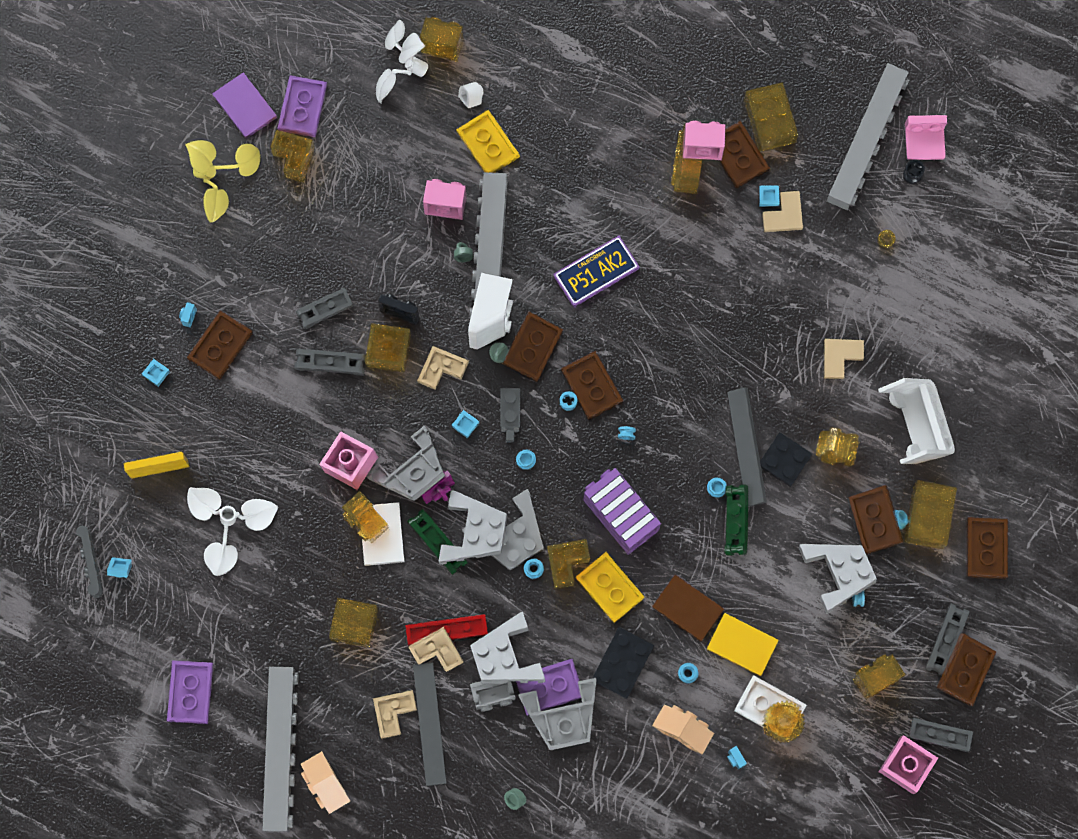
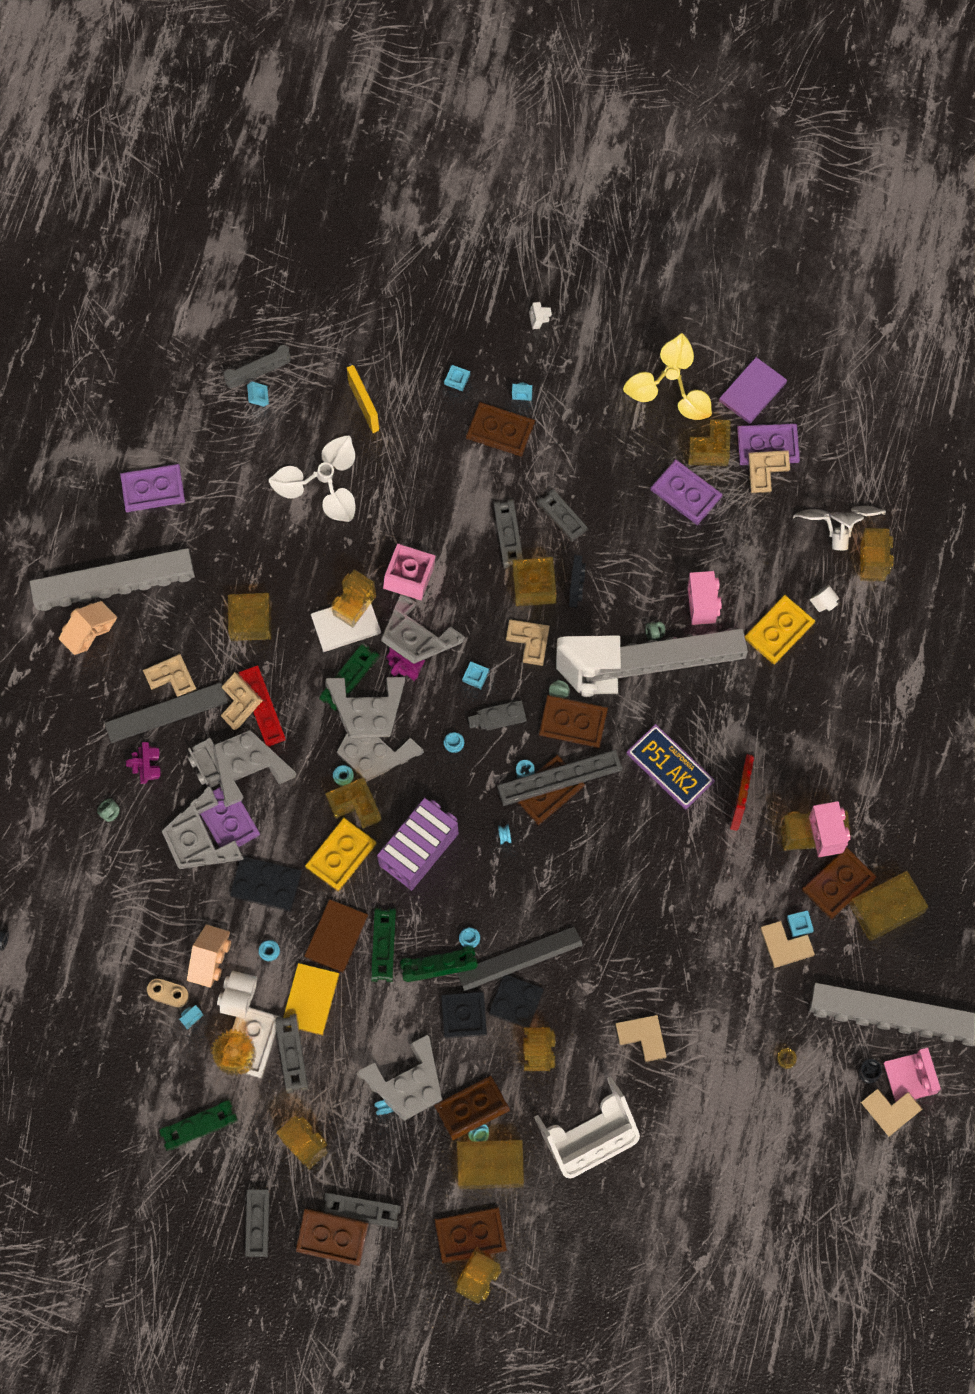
camera: 80 degrees right, 5 degrees down
(111, 281) = (539, 315): none -> white tile
(325, 117) = (762, 464): none -> tan tile
(330, 191) = (686, 492): none -> medium lavender tile
(475, 755) = (145, 771): none -> magenta hips
(585, 371) = (559, 777): none -> dark grey tile
(651, 214) = (742, 793): none -> red tile
(706, 566) = (383, 944): none -> dark green plate
(707, 776) = (167, 992): none -> tan plate
(726, 708) = (237, 994): none -> white brick
(788, 508) = (464, 1015): none -> black plate
(791, 671) = (291, 1053): none -> dark grey plate
(839, 772) = (198, 1125): none -> dark green plate
(908, 764) = (217, 1192): bright pink brick -> none
(955, 165) = (891, 1116): none -> tan tile
(1030, 546) = (477, 1276): none -> clear yellow brick

